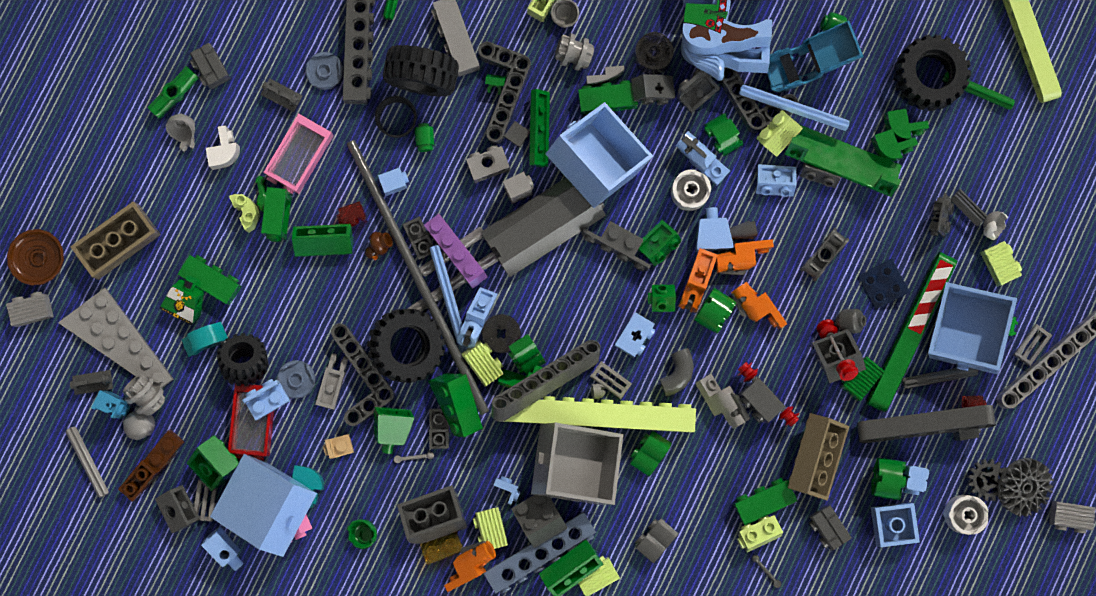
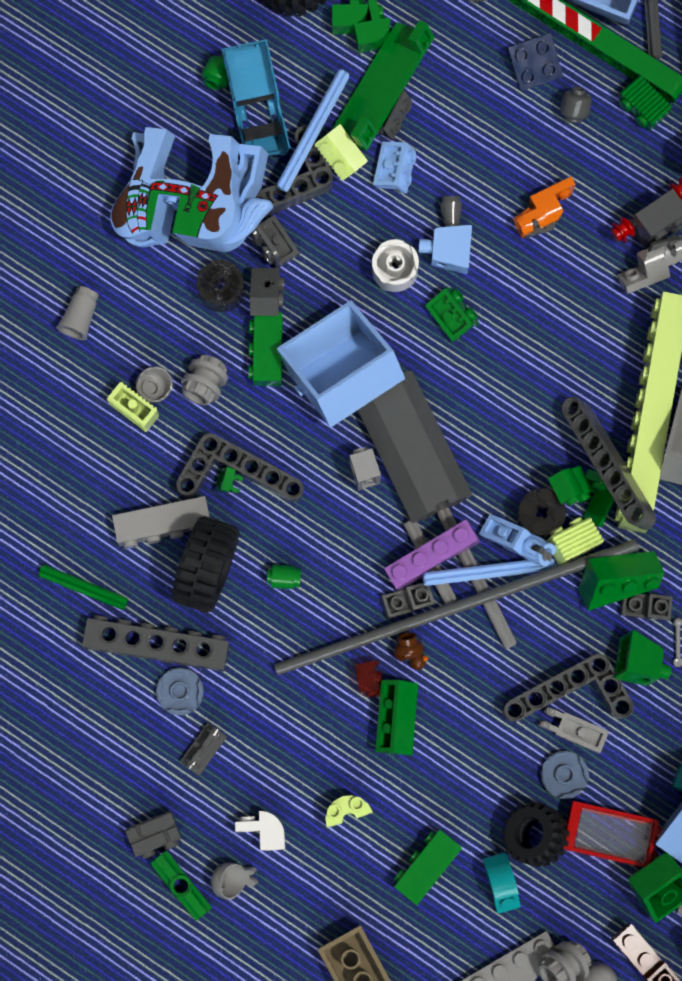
camera: 80 degrees left, 5 degrees down
(184, 300) = (450, 902): torso -> none
(262, 192) = (334, 789): green piece -> none
(266, 399) = (590, 810): light blue bracket -> none
(276, 214) = (358, 770): green window -> none
(298, 154) = (283, 736): window -> none
(338, 446) = (654, 732): tan bracket -> none
(393, 181) = (333, 621): light blue brick -> none
(394, 99) = (246, 586): black tyre -> none
(429, 354) = (551, 602): black tyre -> none
(499, 166) = (327, 489): light grey brick -> none
(517, 134) = (295, 464): dark grey tile -> none
(539, 128) = (292, 435): green plate -> none
(597, 370) = (597, 407): light grey tile -> none
(597, 391) = (623, 411): light grey hinge -> none
(611, 74) = (238, 344): light grey slope -> none
(620, 242) = (447, 357): dark grey bracket -> none
(625, 341) = (568, 366): light blue brick -> none
(662, 298) = (521, 317): green brick -> none
(682, 373) = (614, 307): dark grey cylinder -> none
(698, 280) = (506, 271): orange plate -> none
(702, 158) = (357, 247): light blue plate -> none
(715, 310) = (545, 257): green brick -> none
(724, 134) = (329, 219): green cylinder -> none
(742, 257) = (484, 218): orange plate -> none
(833, 244) = (502, 136): dark grey piece -> none
(837, 352) = (614, 123): dark grey brick -> none

